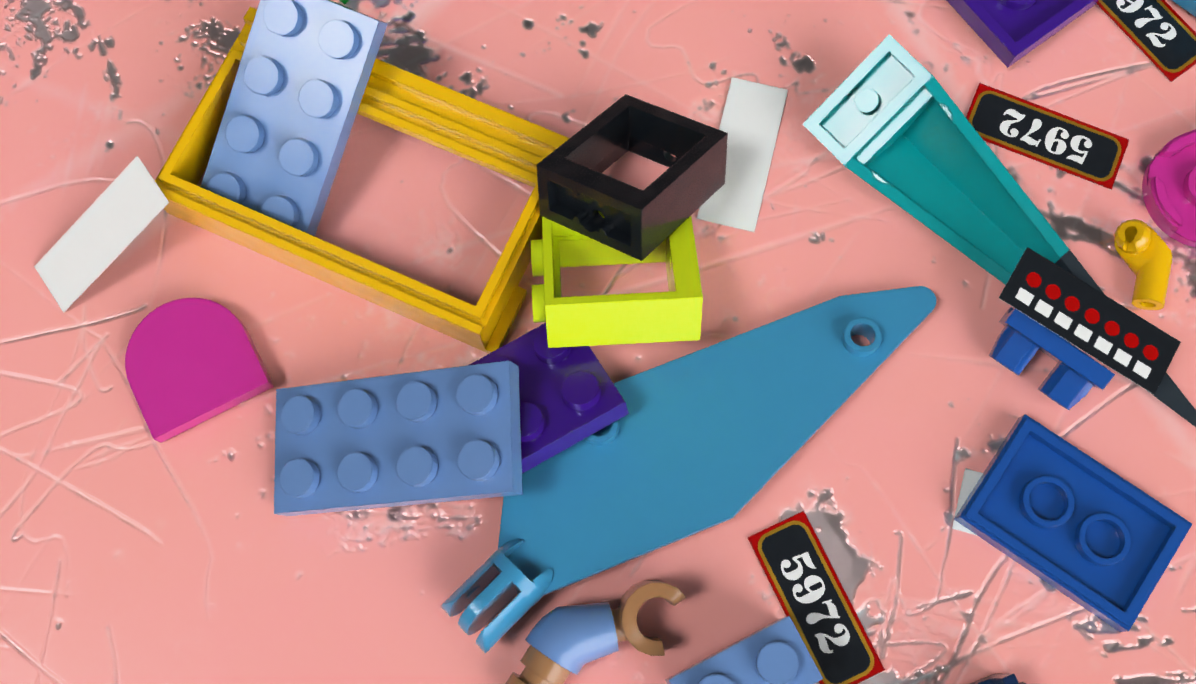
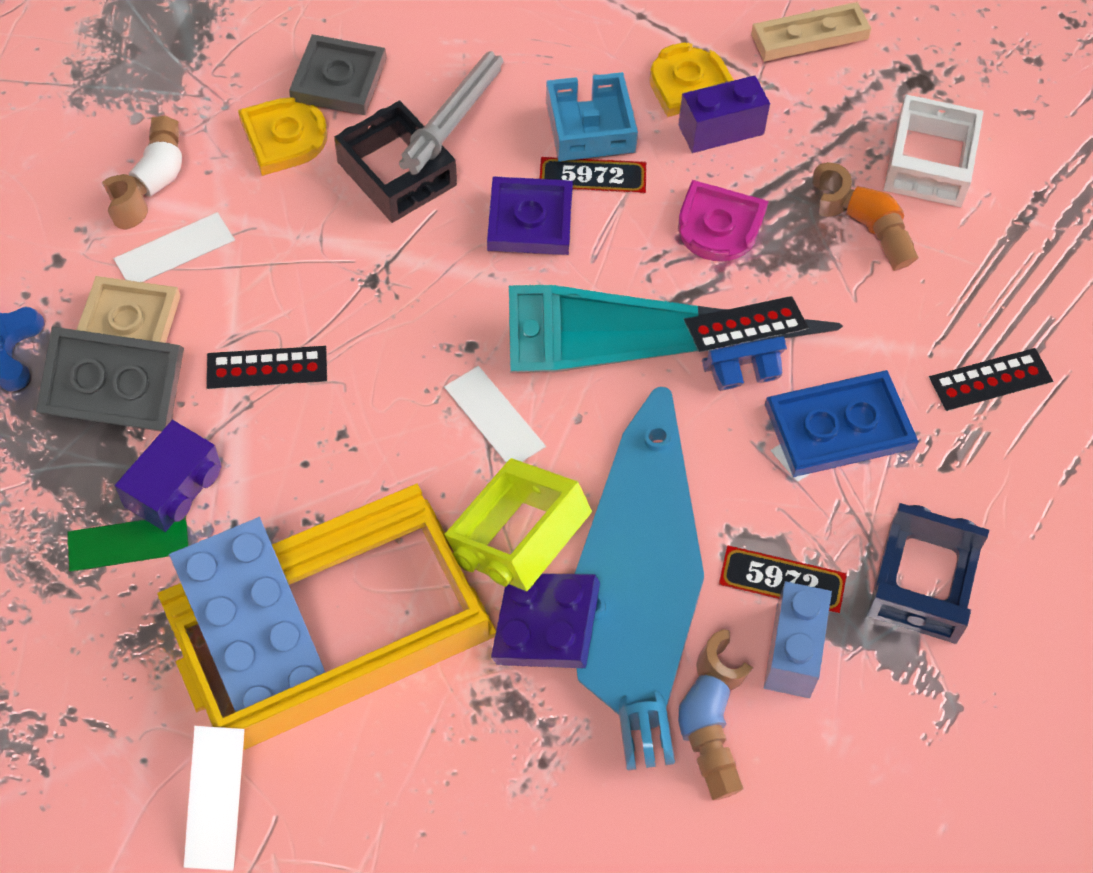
camera: 55 degrees left, 15 degrees down
(191, 365) = (345, 810): dark pink tile -> none
(398, 440) = (506, 718): medium blue plate -> none
(635, 219) = (496, 481): black window -> none
(1047, 136) = (624, 267): sticker -> none
(1148, 259) = (733, 278): yellow arm -> none

